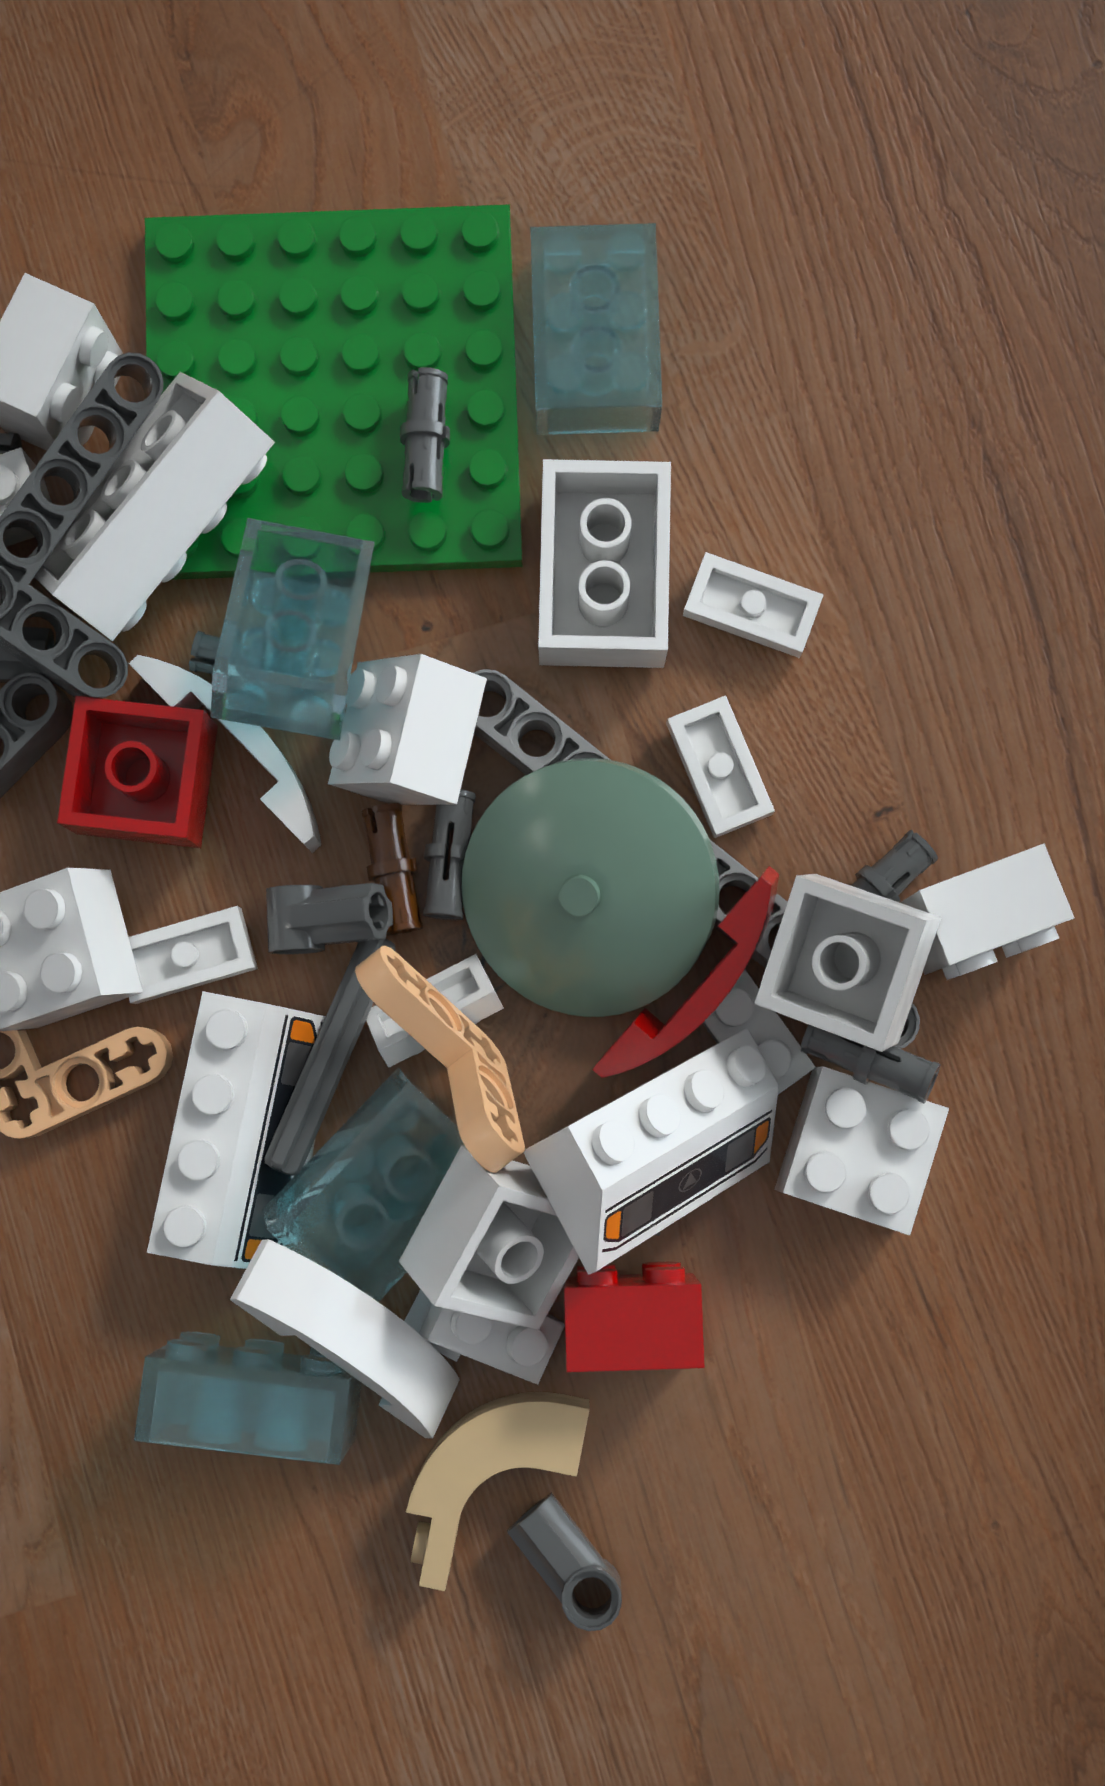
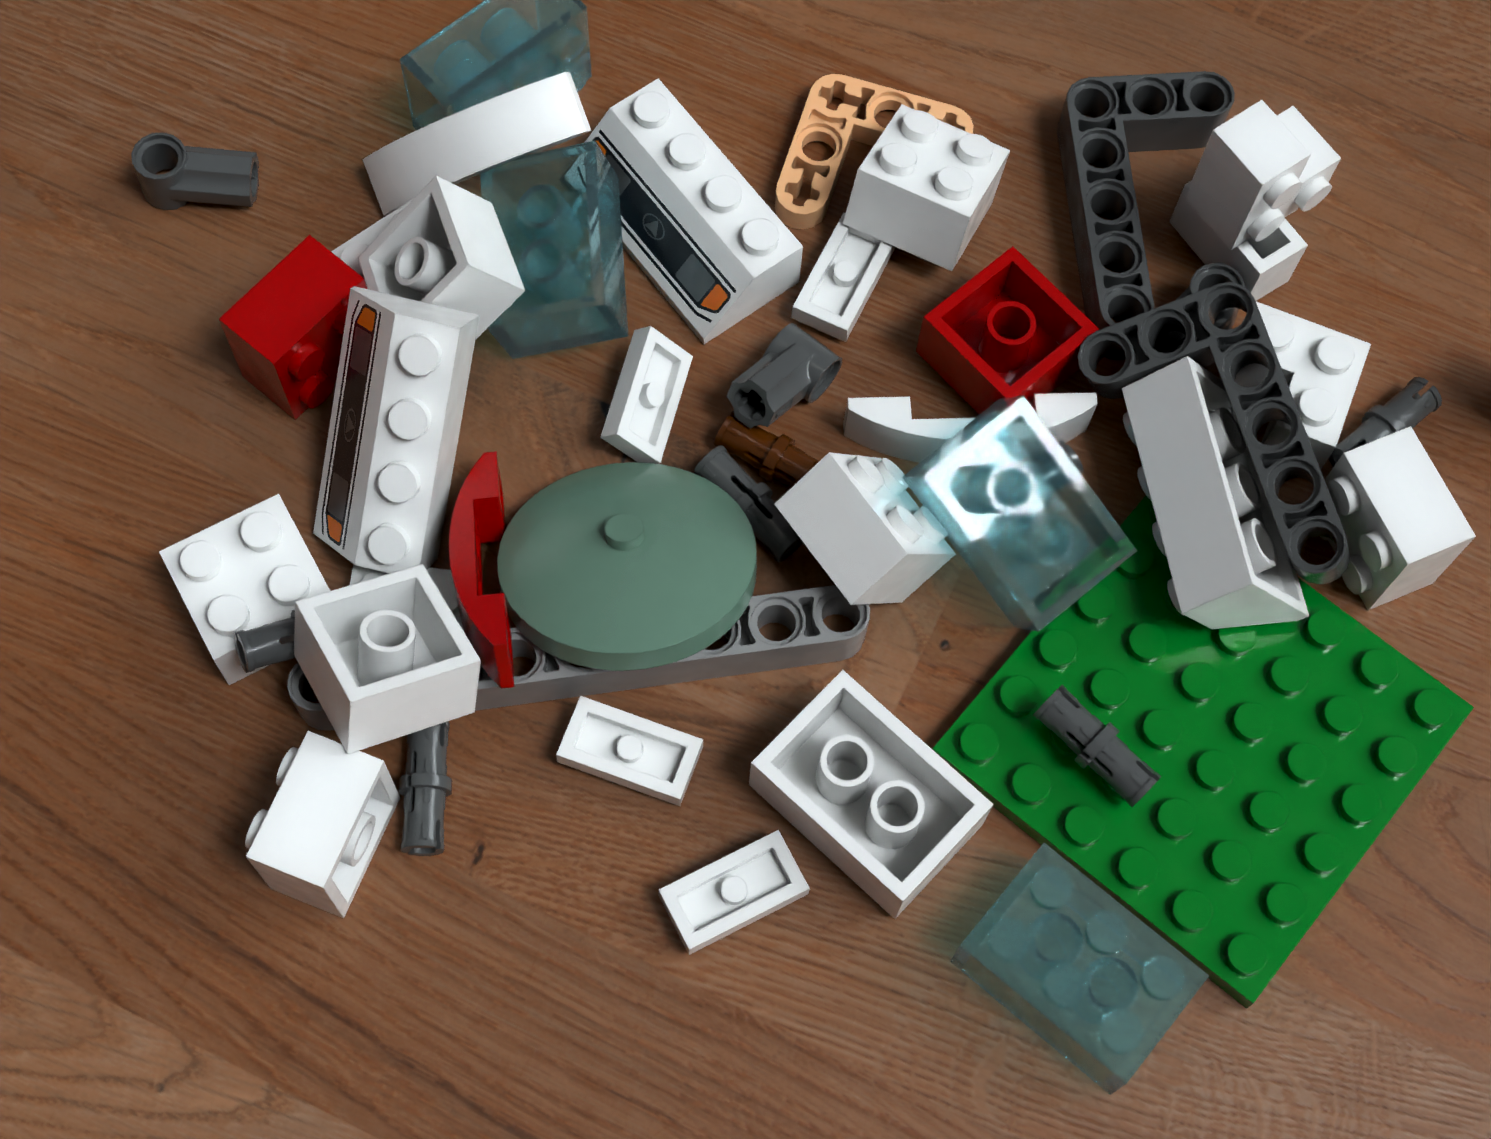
camera: 125 degrees right, 15 degrees down
(323, 1068) = (679, 301): dark grey axle -> none
(474, 1064) = (586, 372): light nougat beam -> none
(501, 1435) = (326, 184): tan arch -> none

